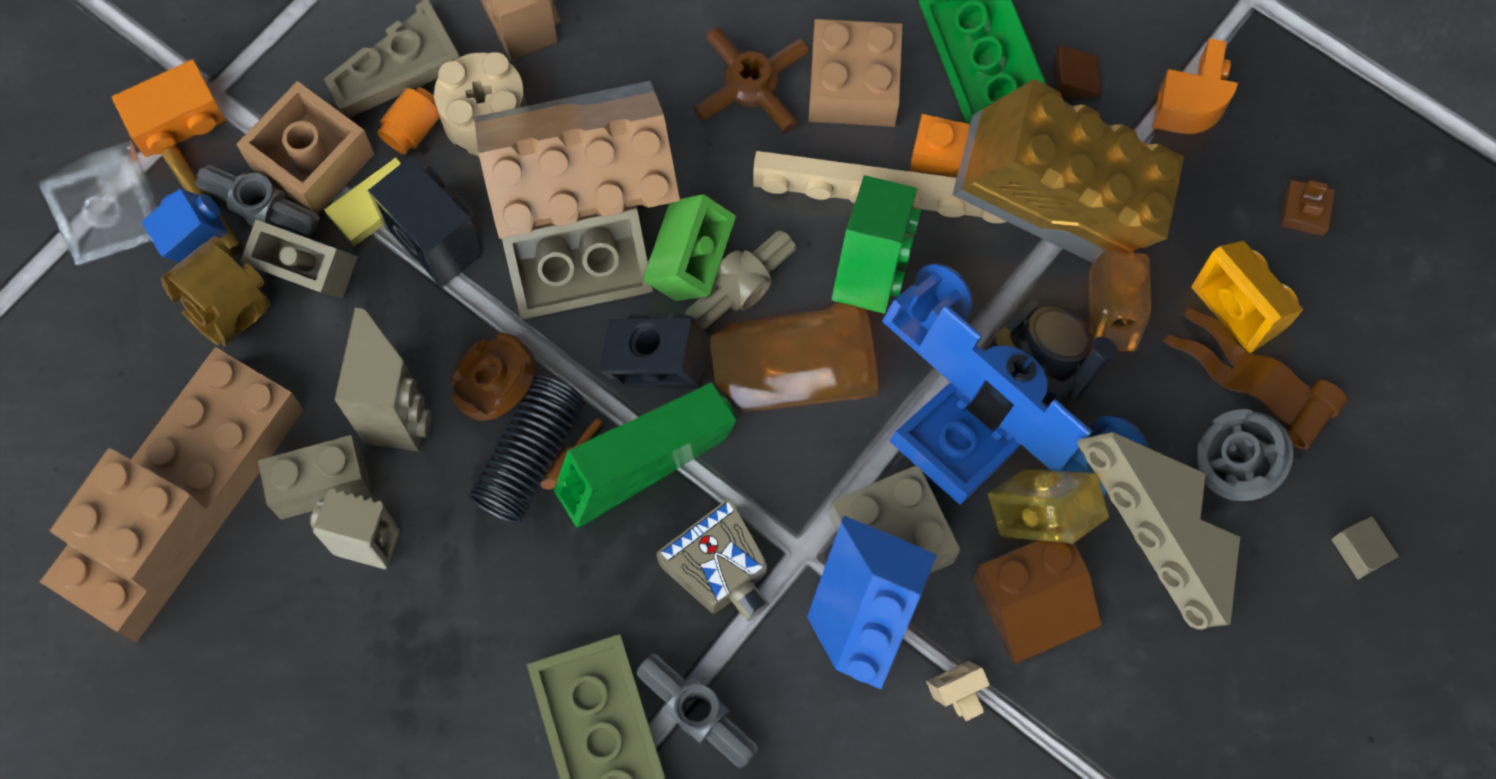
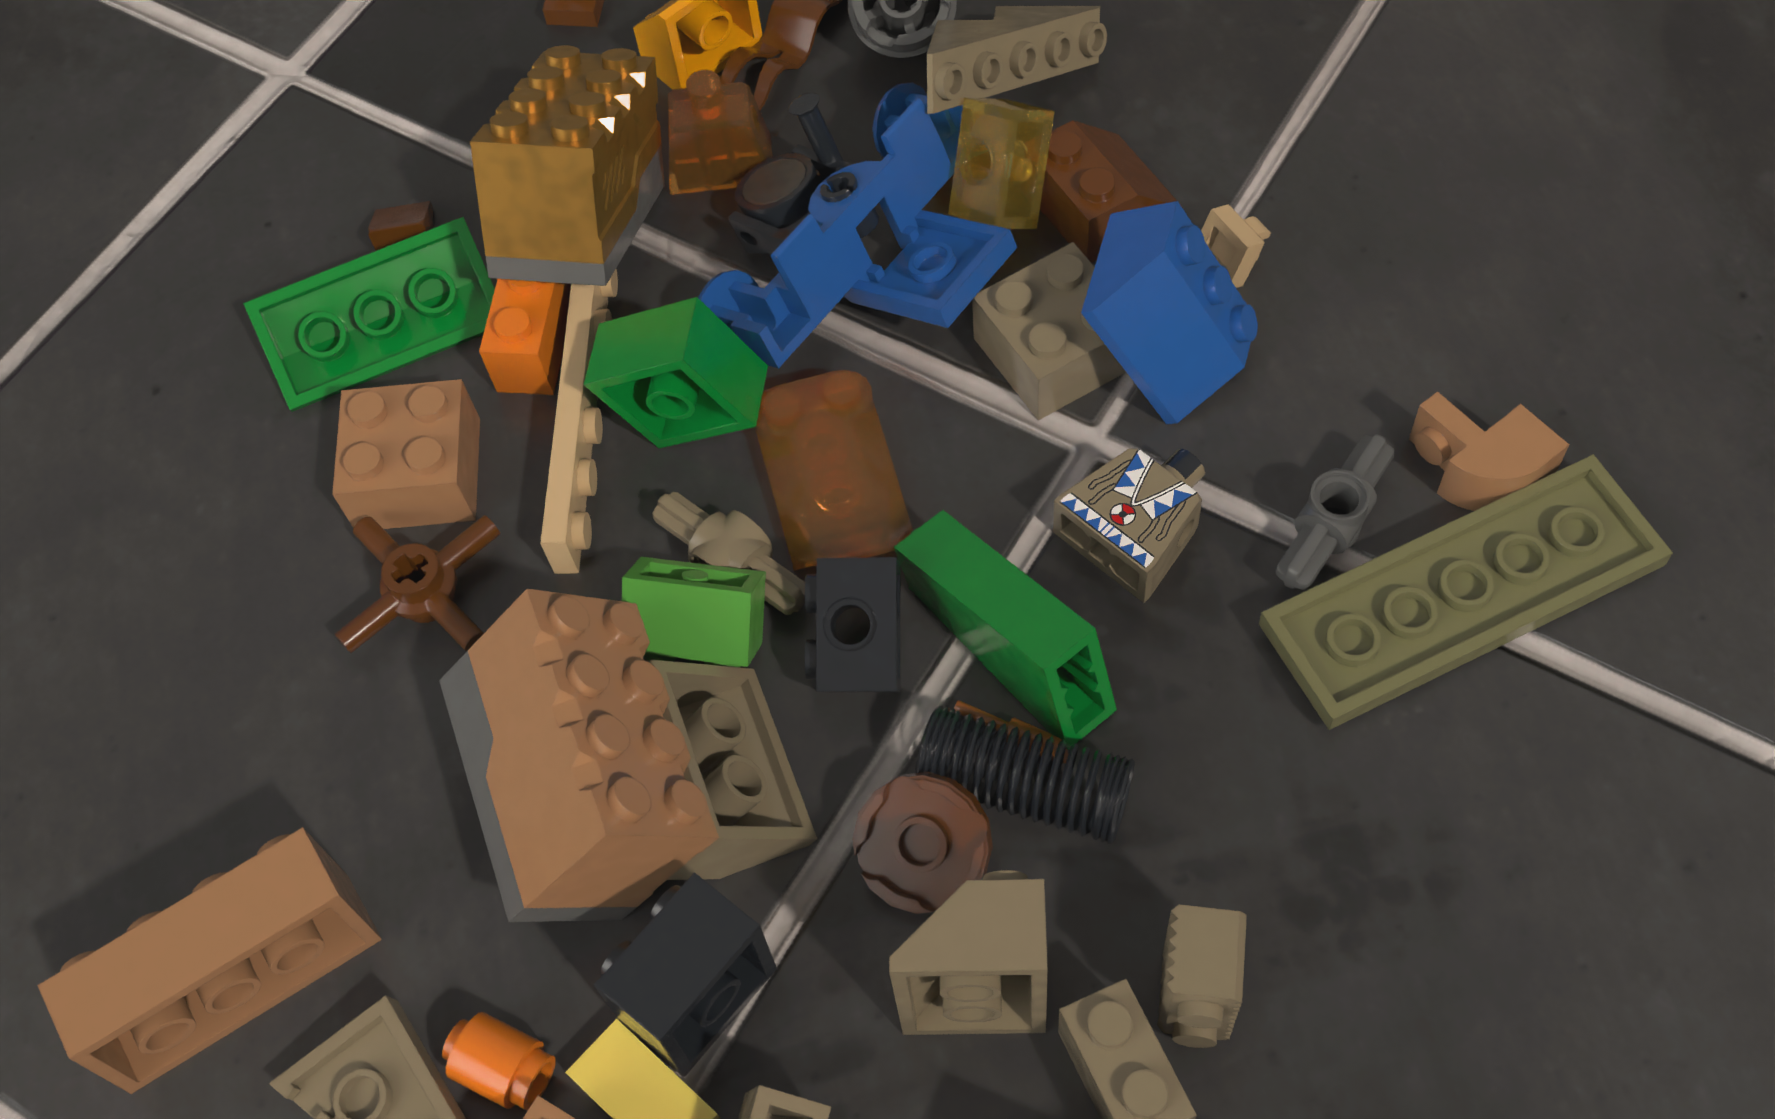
camera: 90 degrees left, 10 degrees down
(472, 88) = (433, 932): tan brick -> none
(1195, 101) = (430, 96): orange brick -> none

